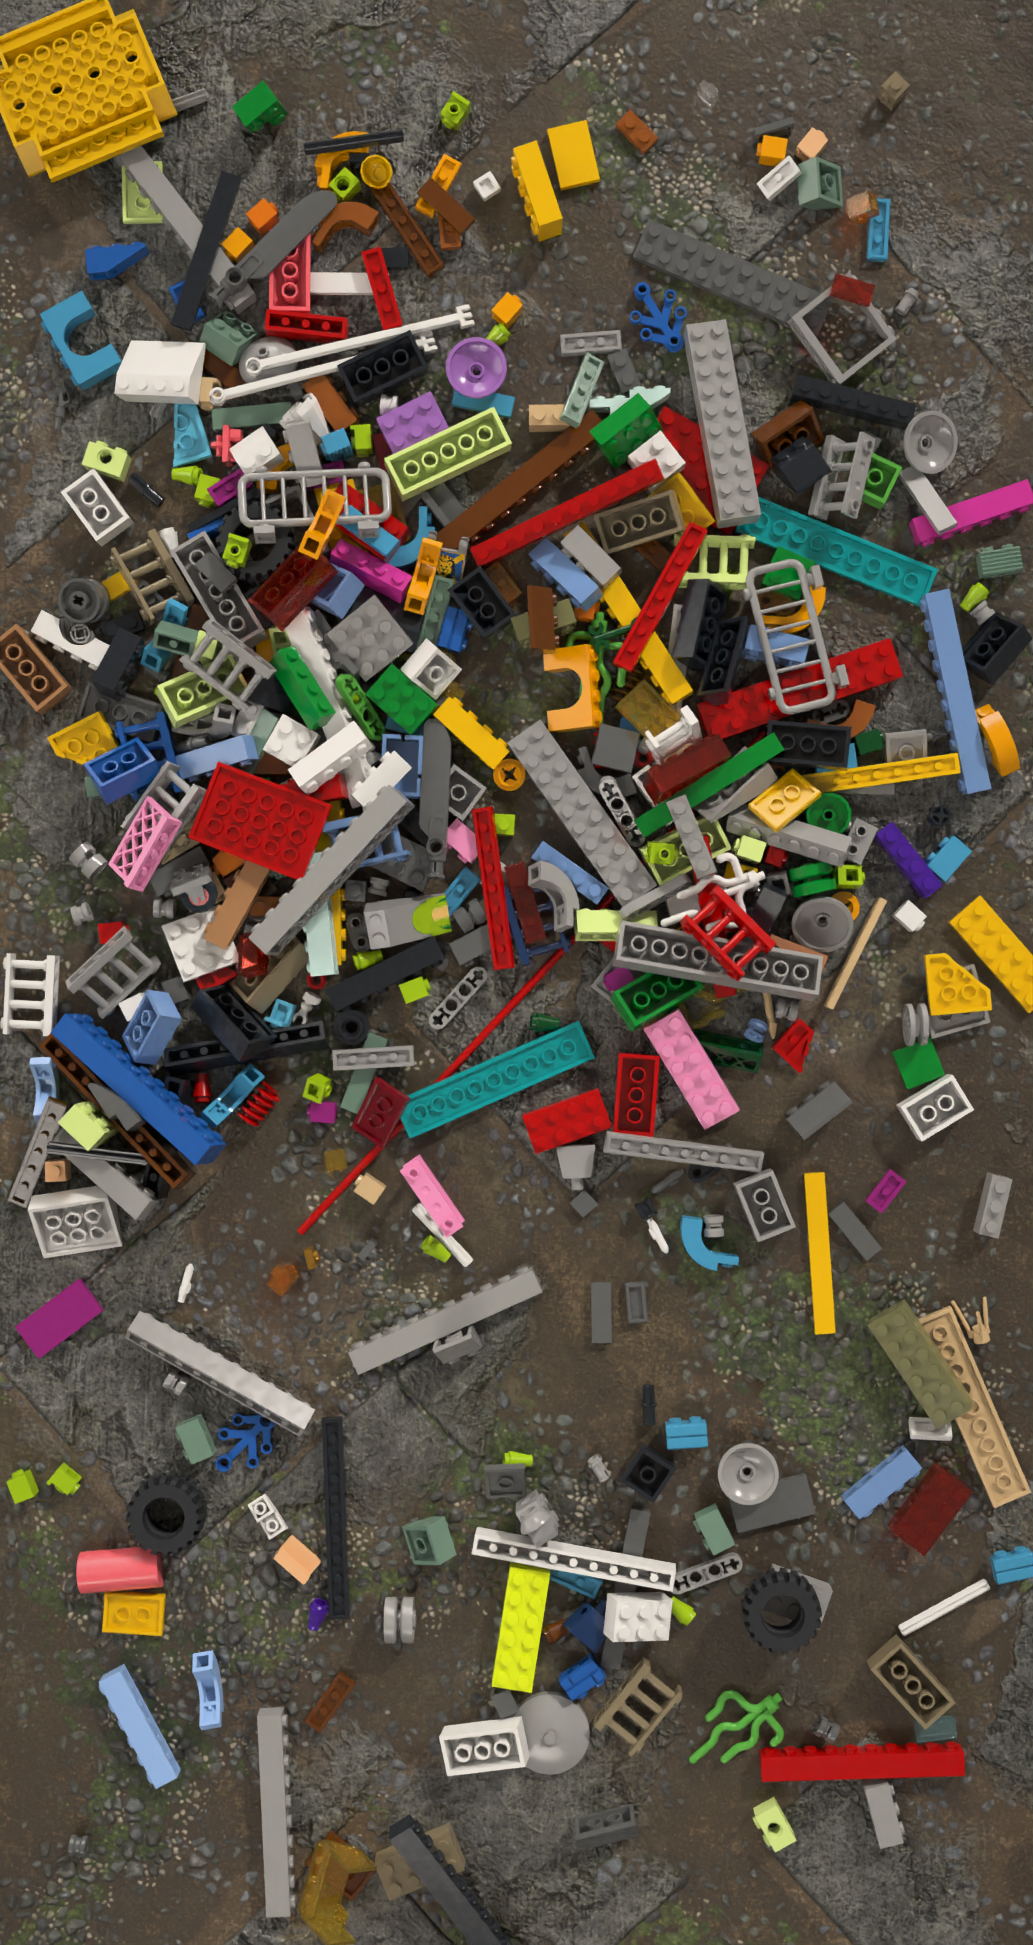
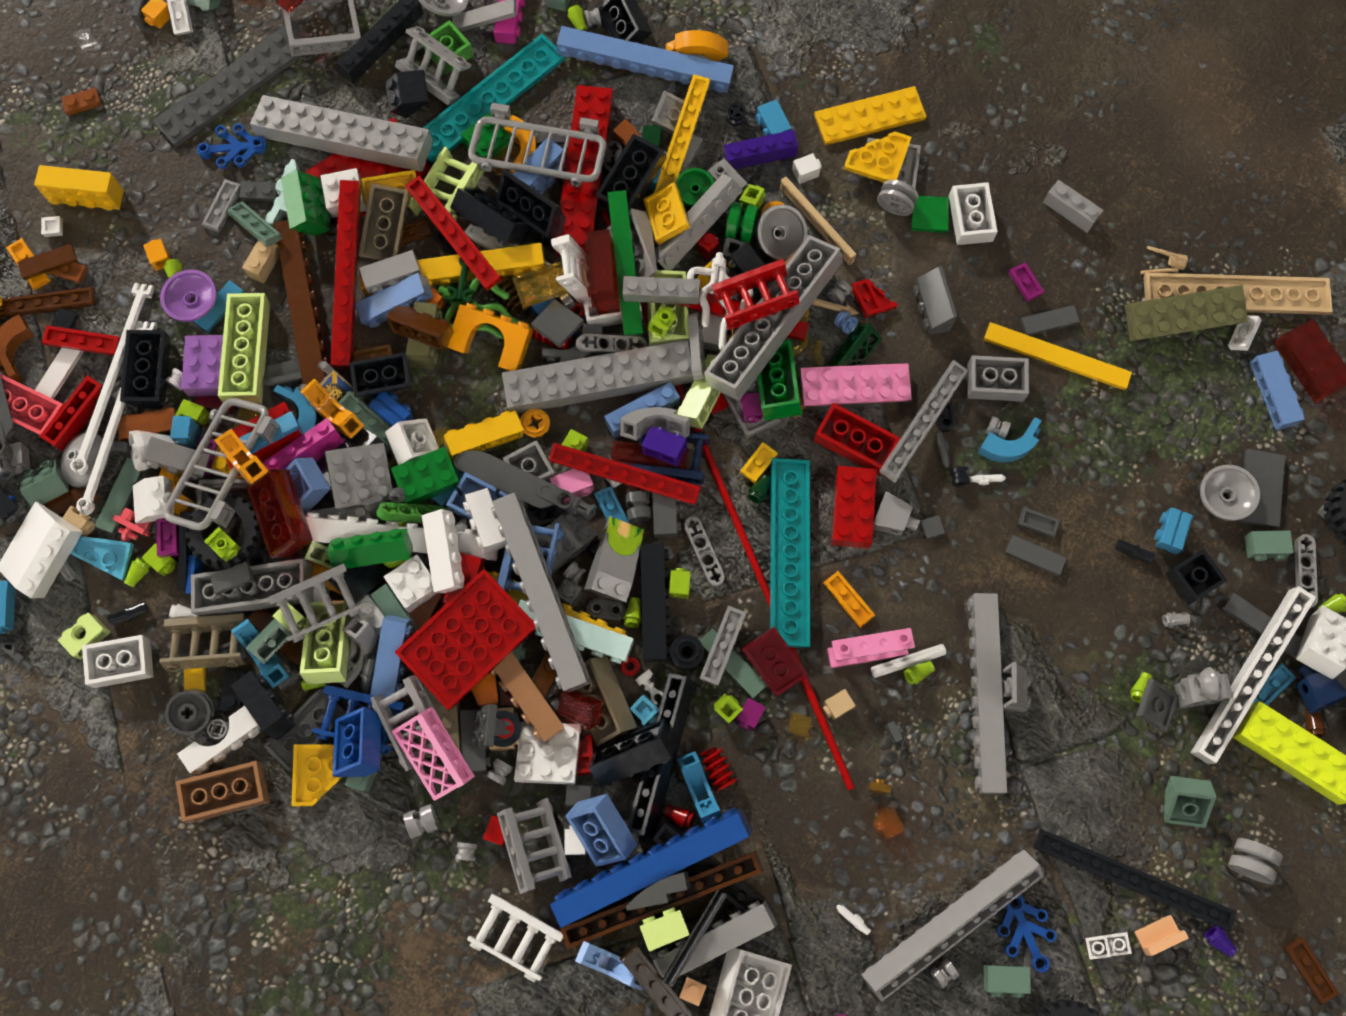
camera: 65 degrees left, 15 degrees down
(367, 683) = (396, 495): none -> dark grey hinge
(476, 1154) = (849, 599): none -> light orange tile
(536, 914) = (664, 445): none -> dark purple brick
(570, 1009) = (758, 462): none -> yellow plate
(573, 155) = (69, 152): yellow tile -> none
(748, 849) = (693, 256): yellowish green brick -> none
(785, 429) = (373, 91): reddish brown slope -> none

